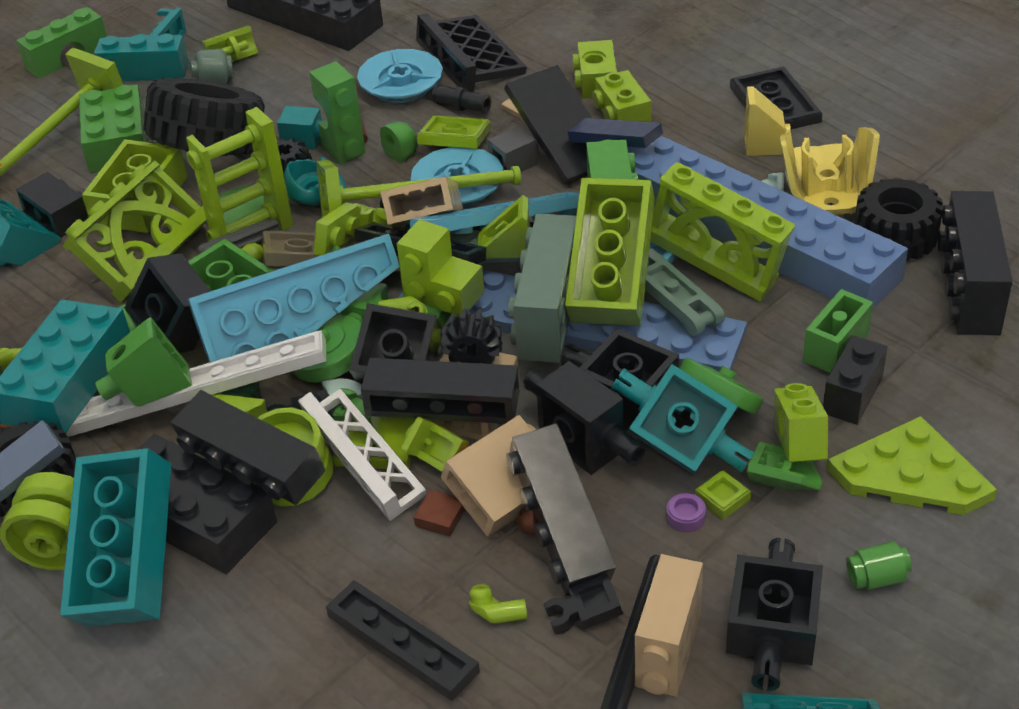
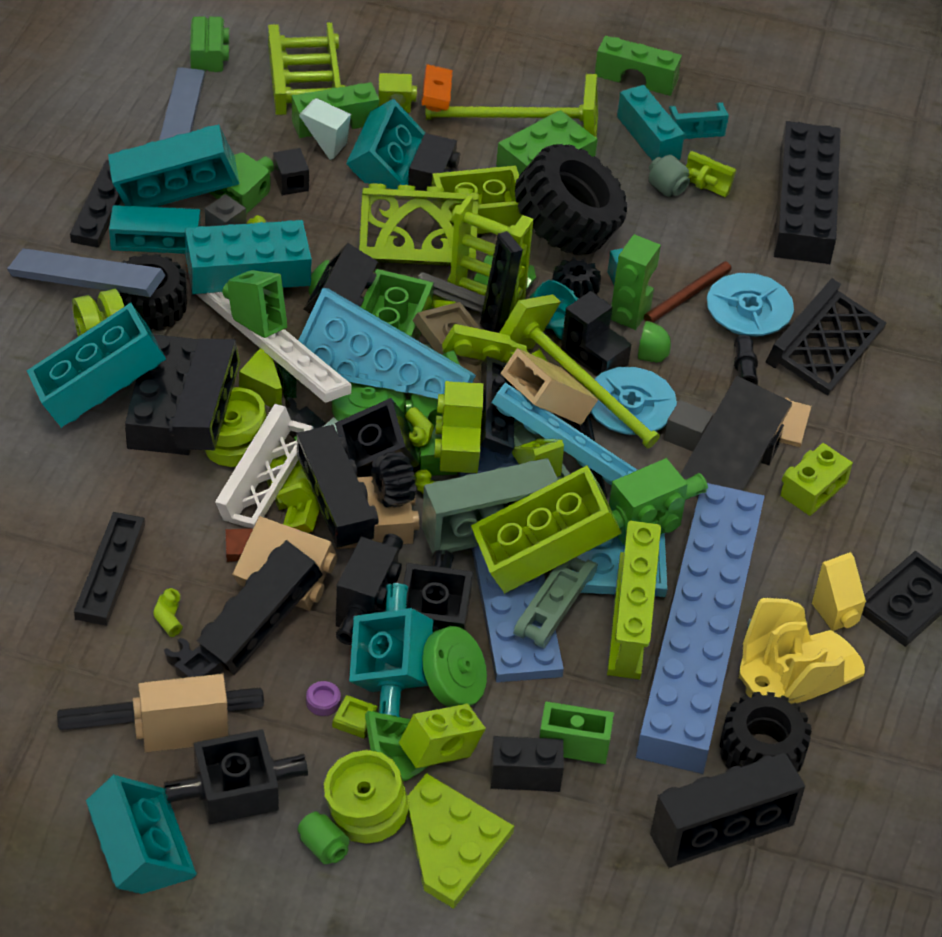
camera: 55 degrees right, 5 degrees up
(281, 178) = (501, 283): none -> black tile
(366, 167) = (589, 336): none -> black brick
(454, 132) = (690, 375): lime tile -> none
(592, 61) = (859, 438): lime brick -> none
(634, 132) = (729, 481): dark blue tile -> none
(851, 504) = (366, 796): none -> lime wheel

